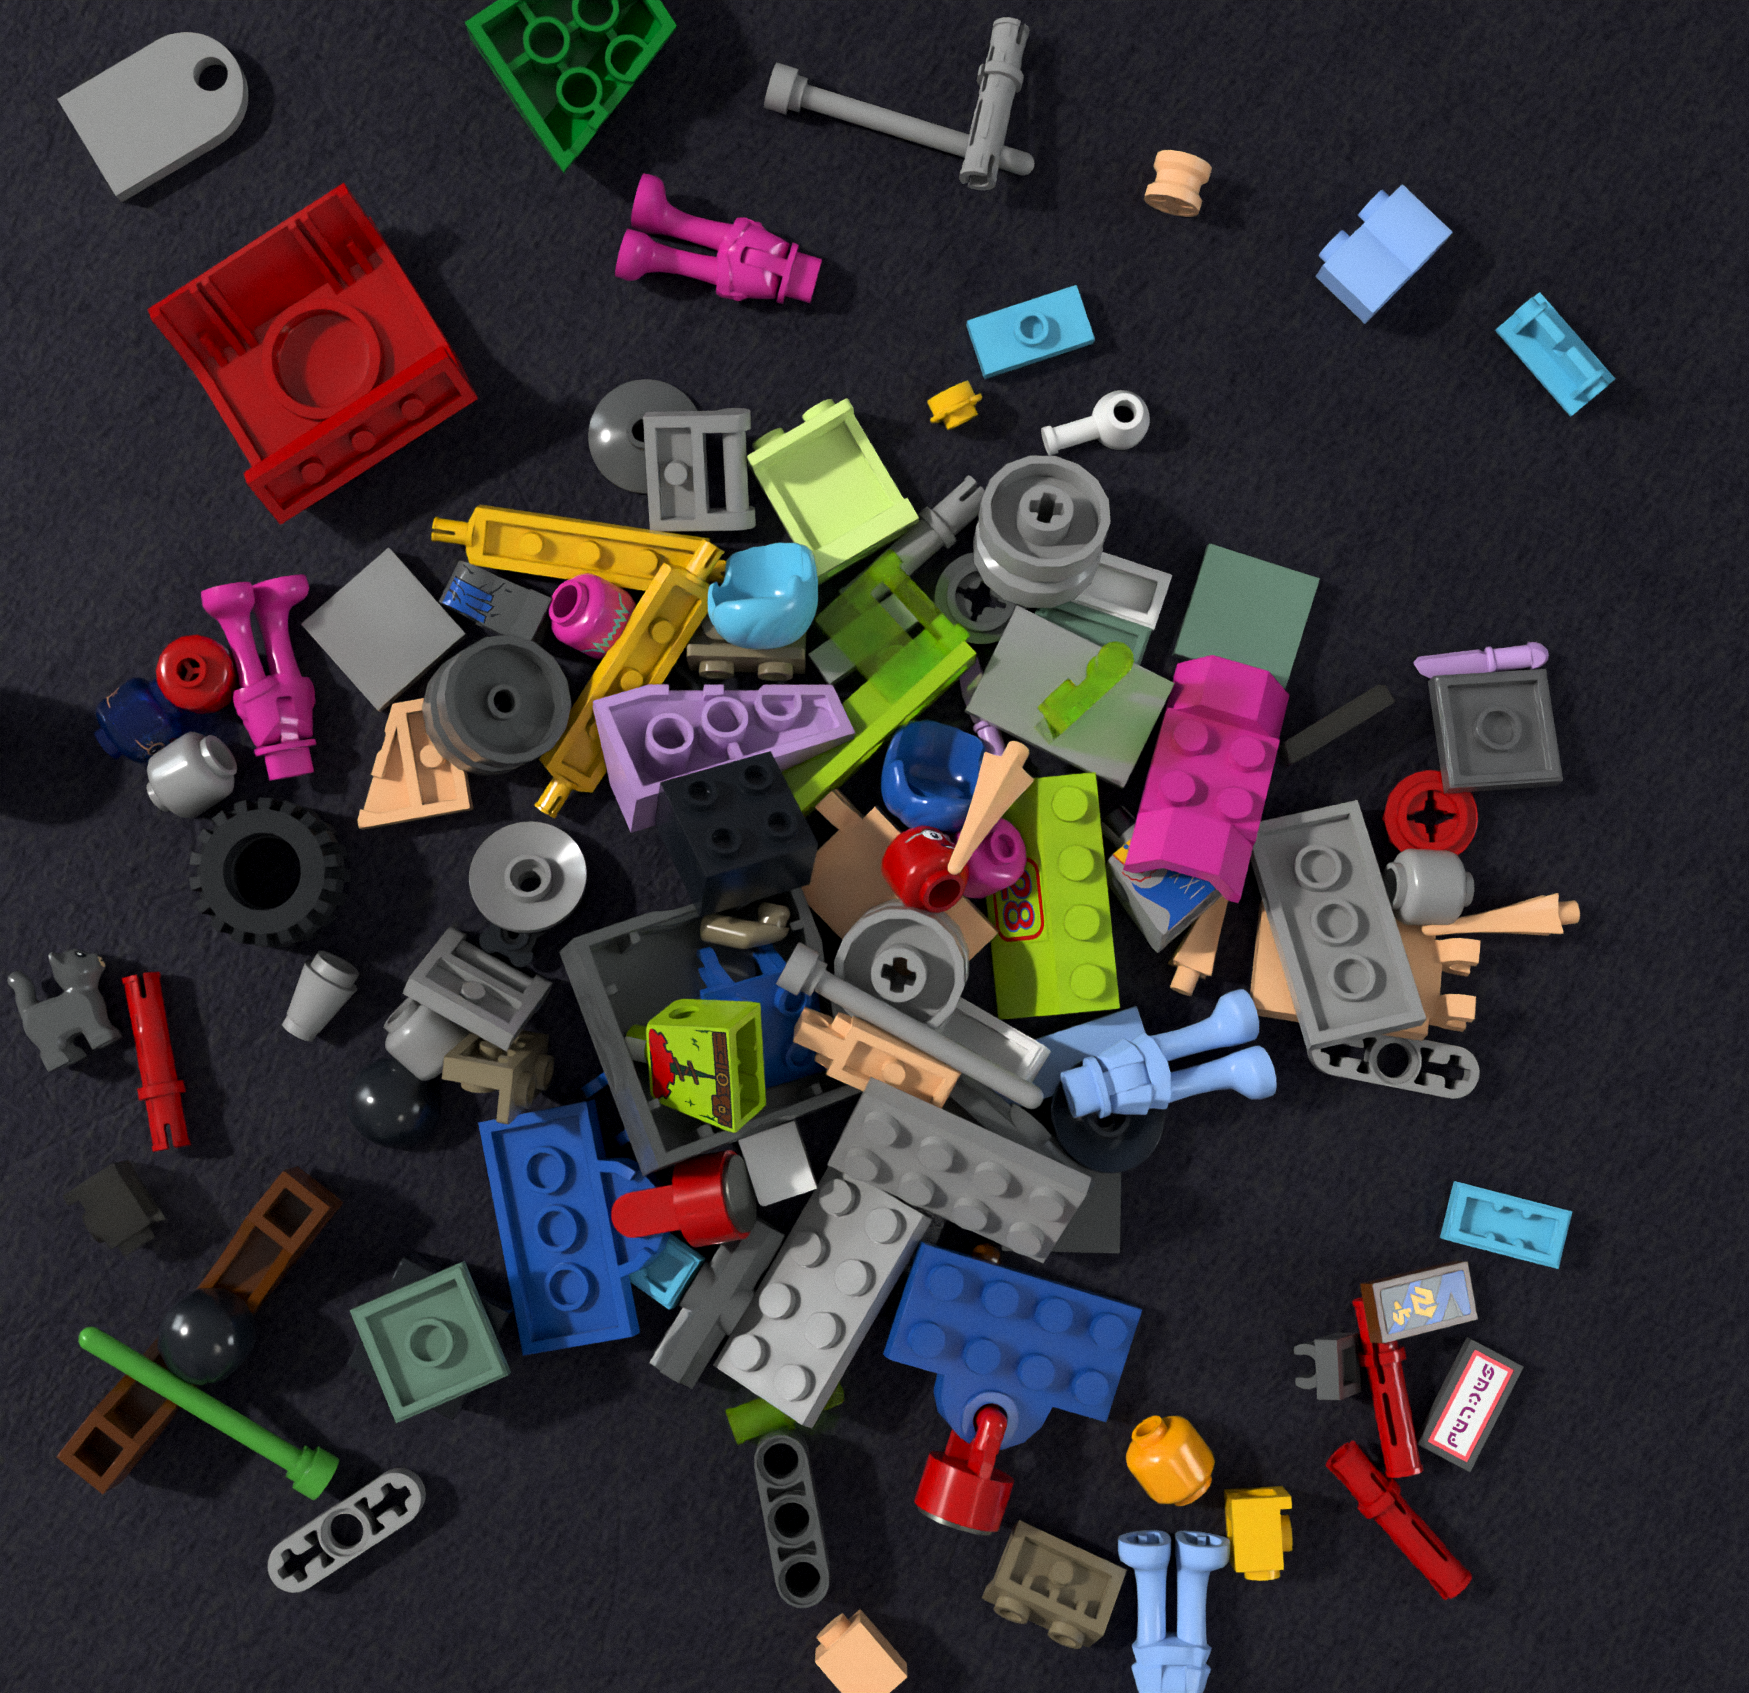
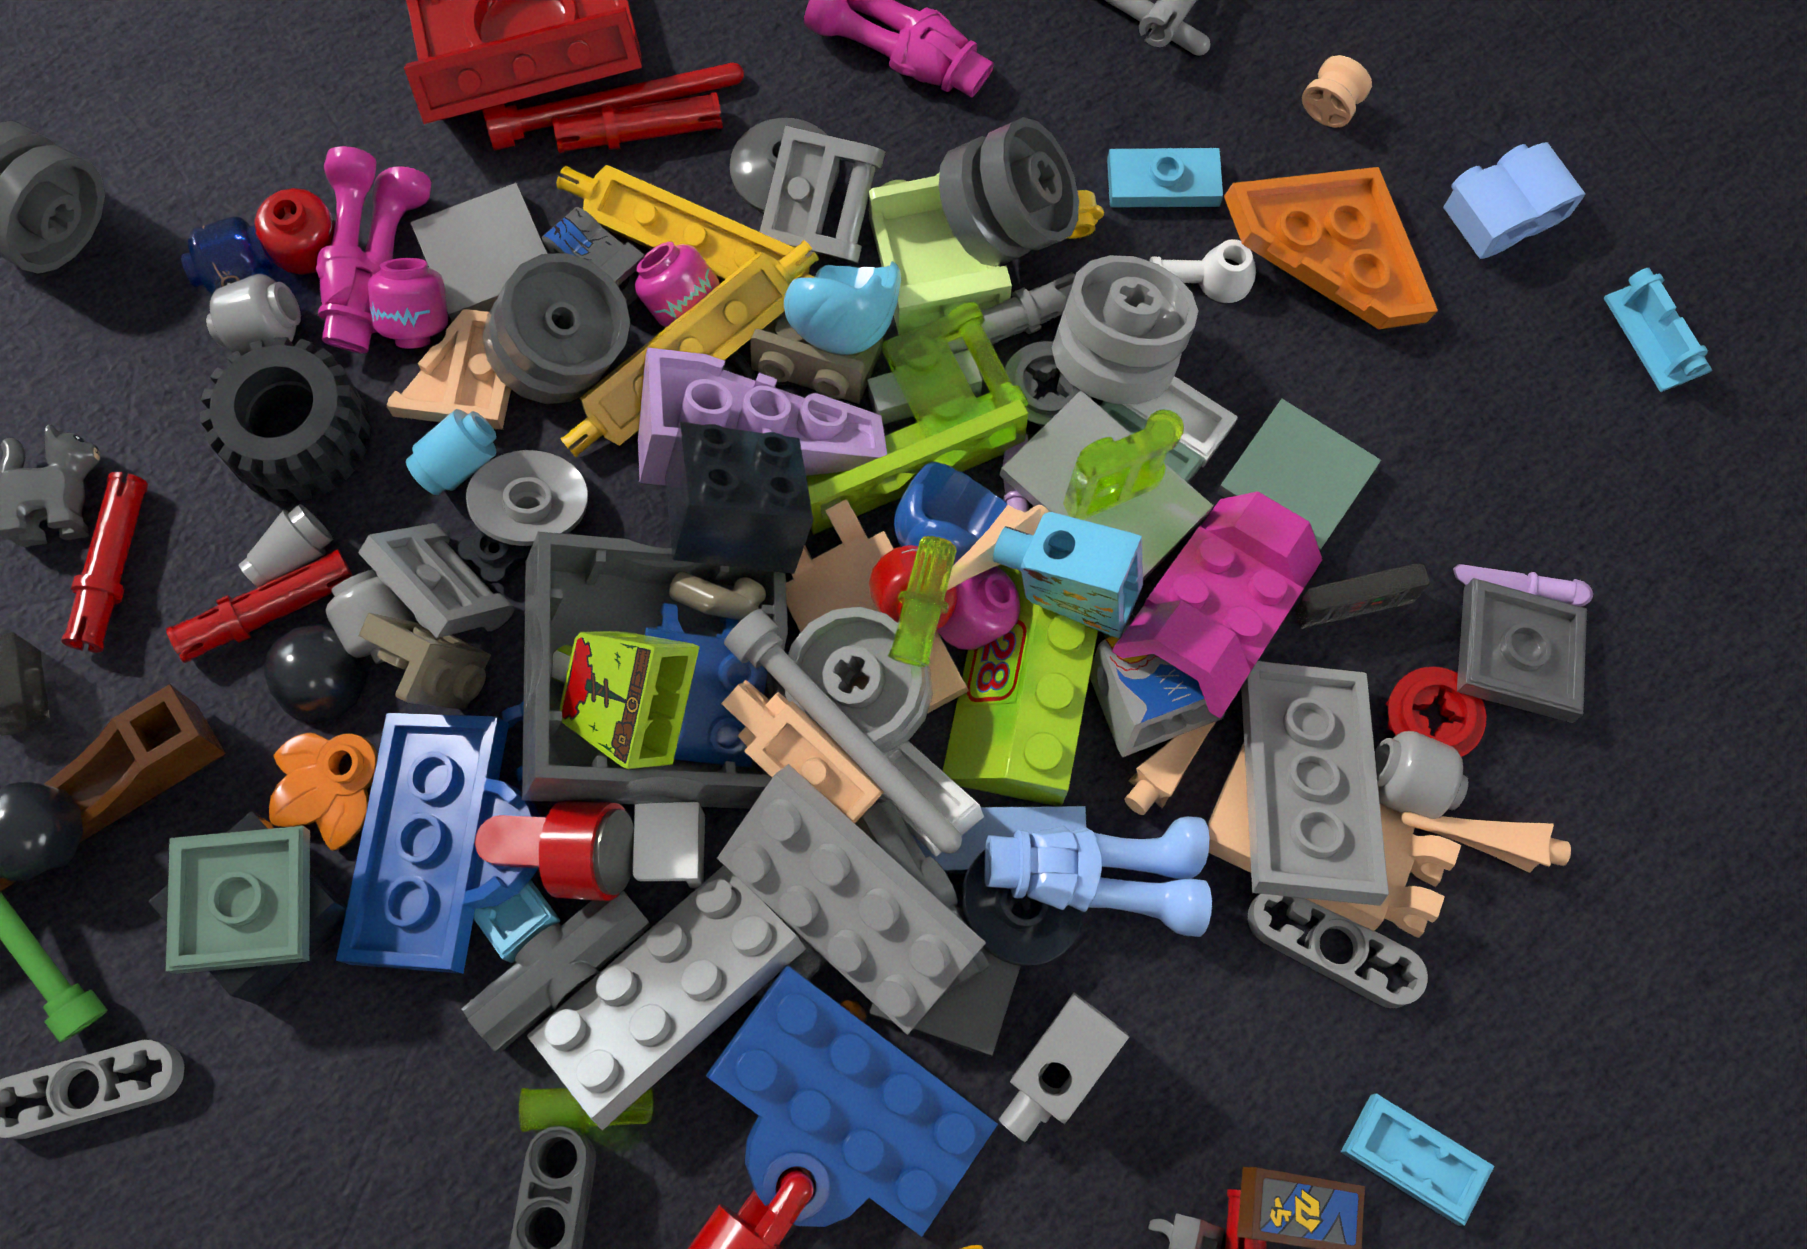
camera: 20 degrees right, 15 degrees down
(304, 1073) = (251, 610): none -> red pin
(337, 716) = (407, 302): none -> dark pink head
(354, 492) = (508, 123): none -> red piece
(440, 854) = (452, 451): none -> medium azure brick
(440, 1209) = (317, 789): none -> orange plate
(475, 445) = (636, 122): none -> red pin
(888, 424) = (1009, 192): none -> dark grey wheel
(944, 894) = (923, 602): none -> clear neon green axle
(1095, 817) = (1077, 569): none -> medium azure torso
(1193, 1223) = (1083, 1043): none -> light grey torso
(1220, 358) = (1337, 238): none -> orange plate

